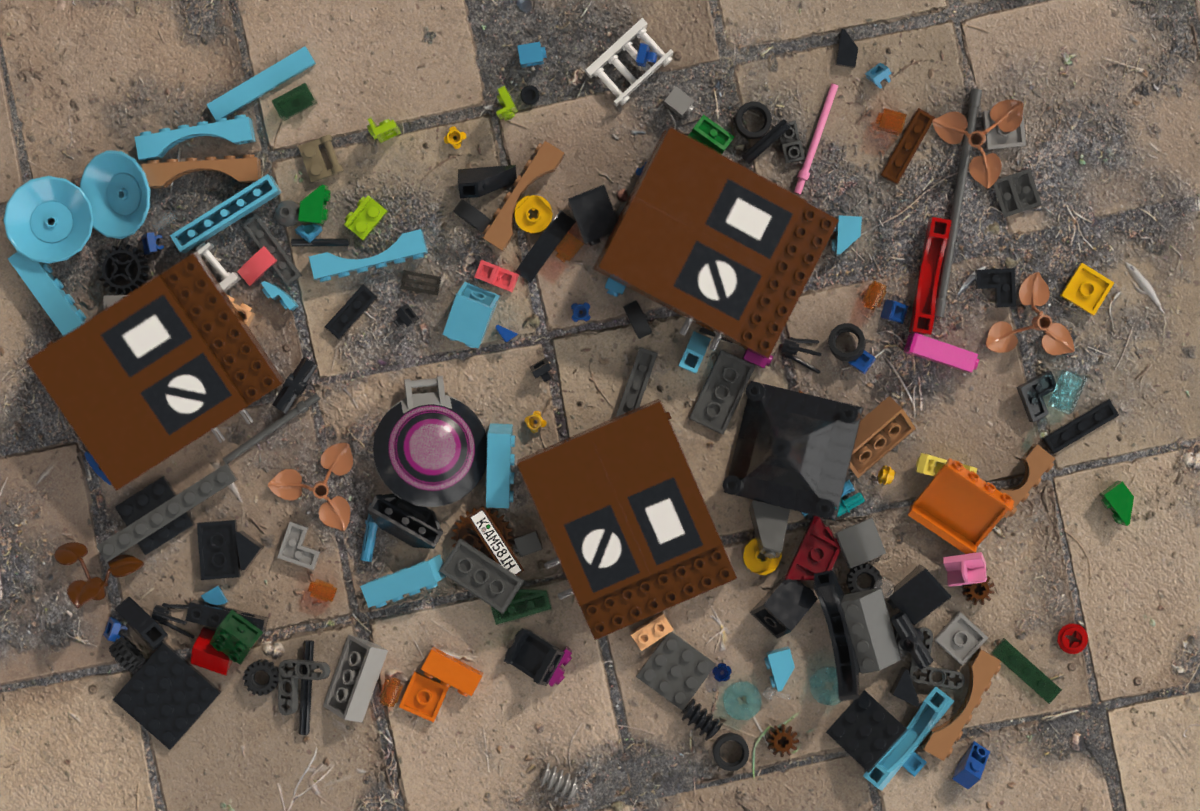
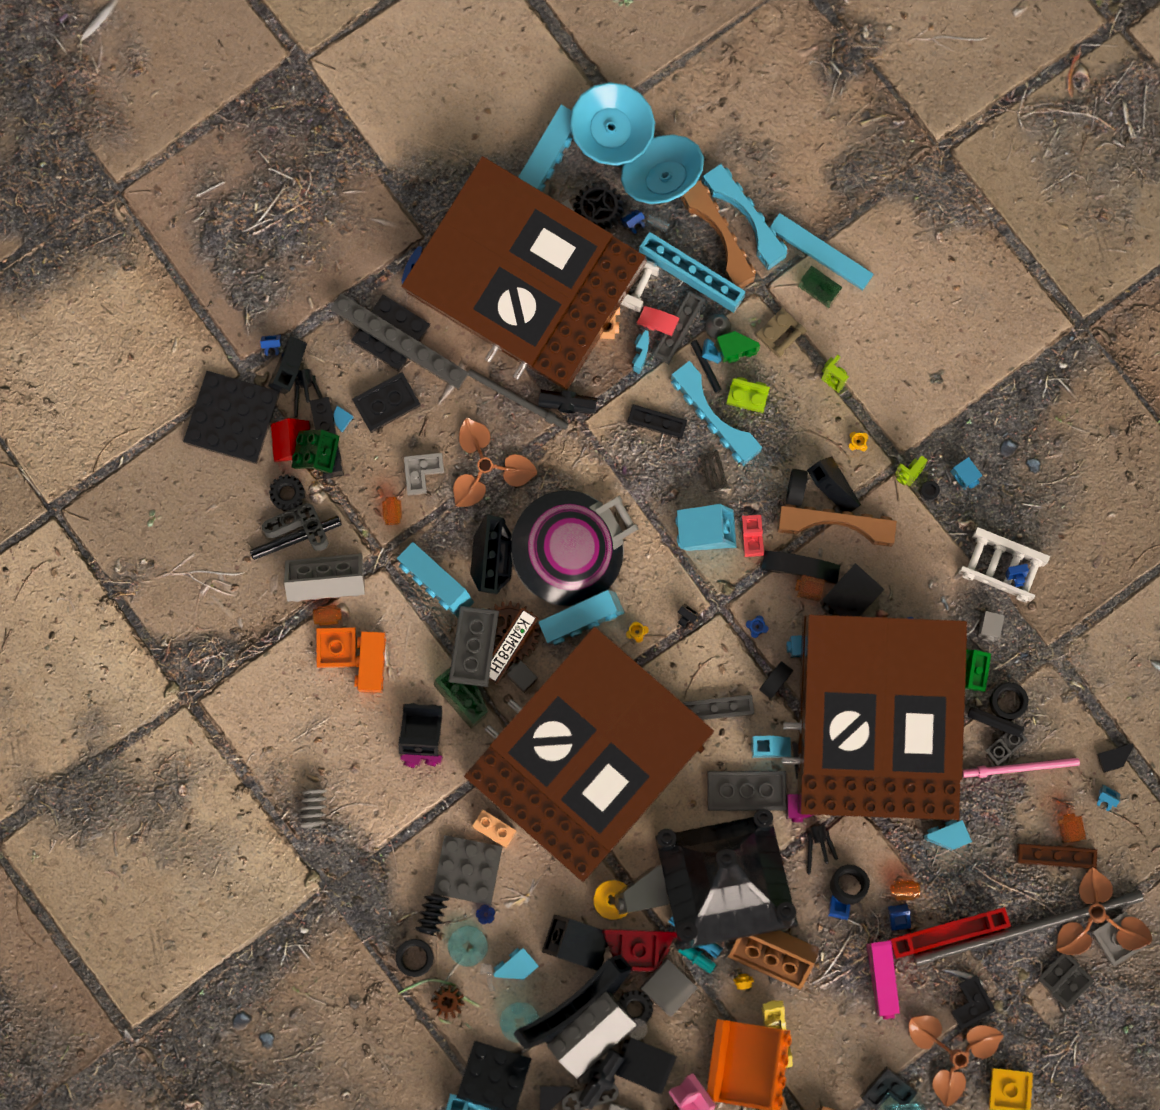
camera: 60 degrees right, 10 degrees down
(81, 591) = (297, 296): reddish brown plant -> none
(126, 654) = (254, 363): black tyre -> none
(247, 549) = (398, 427): black slope -> none
(369, 539) = (458, 531): dark azure pin -> none
(406, 316) = (676, 471): black tile -> none
(506, 334) = (704, 568): blue slope -> none
(533, 203) = (819, 532): yellow plate -> none

